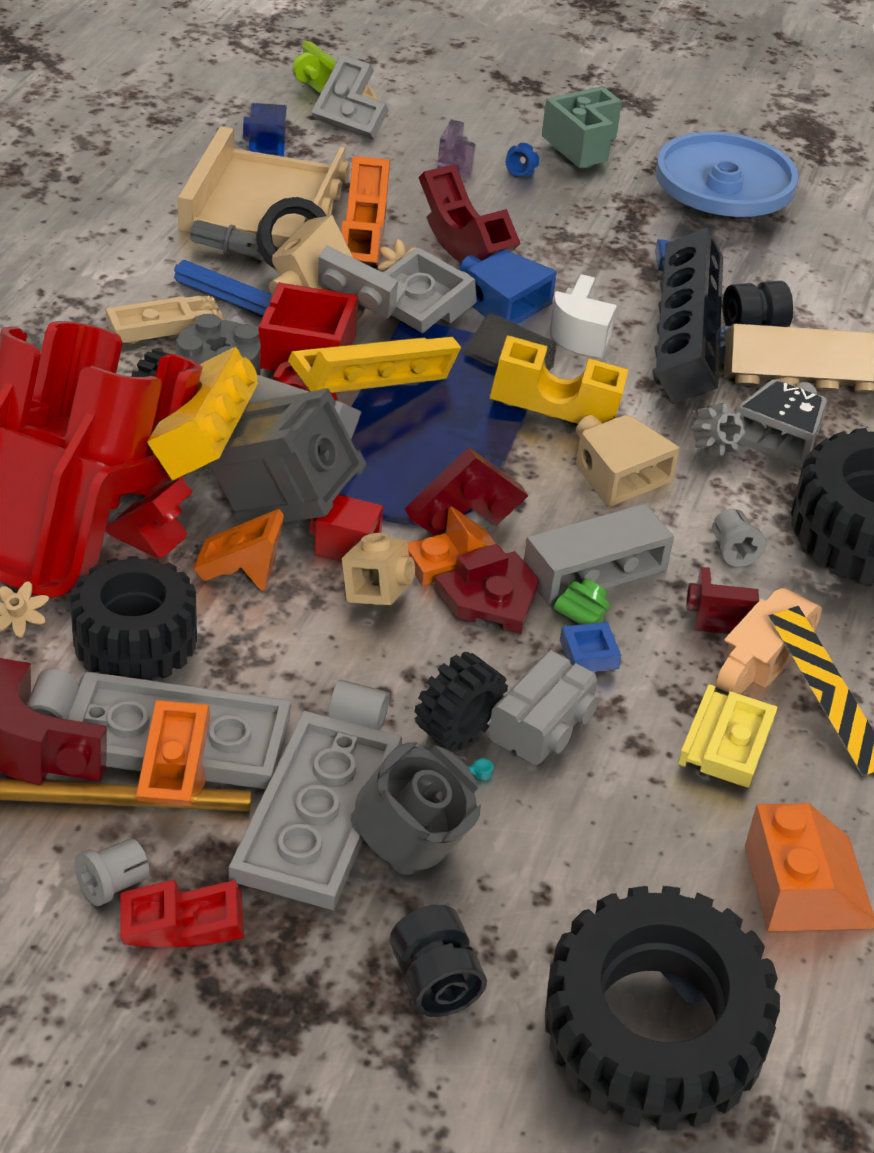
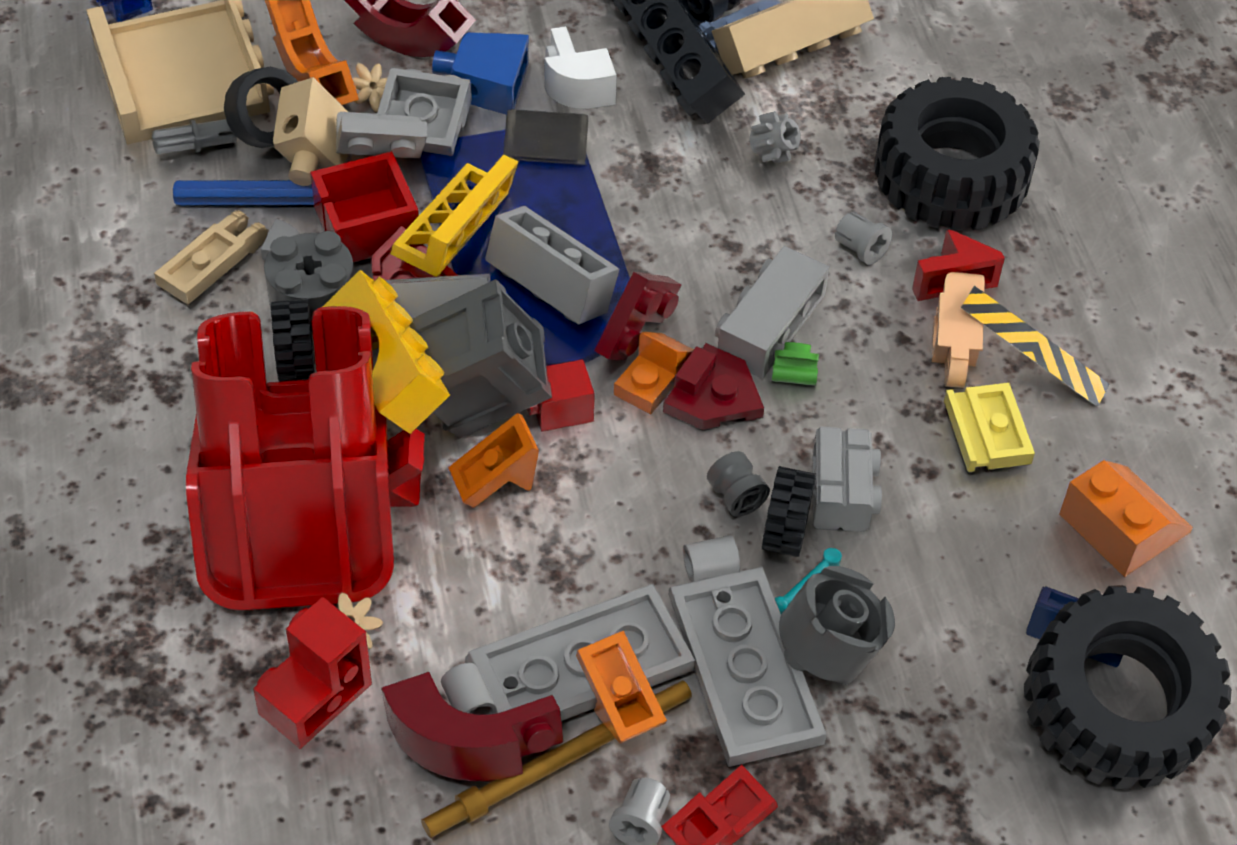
camera: 30 degrees left, 10 degrees up
(134, 618) = (467, 548): black tyre -> none
(377, 570) = (623, 424): tan brick -> none
(420, 426) = (551, 264): none -> light grey brick
(434, 651) = (735, 479): none -> dark grey wheel
(437, 961) = (937, 739): black wheel -> none
(528, 384) = (652, 158): yellow arch -> none
(591, 646) = (832, 403): blue plate -> none
(624, 458) = (718, 204): tan torso -> none
(718, 606) = (900, 313): dark red bracket -> none
(783, 420) = (821, 99): torso -> none
(823, 589) = (957, 255): none -> red slope

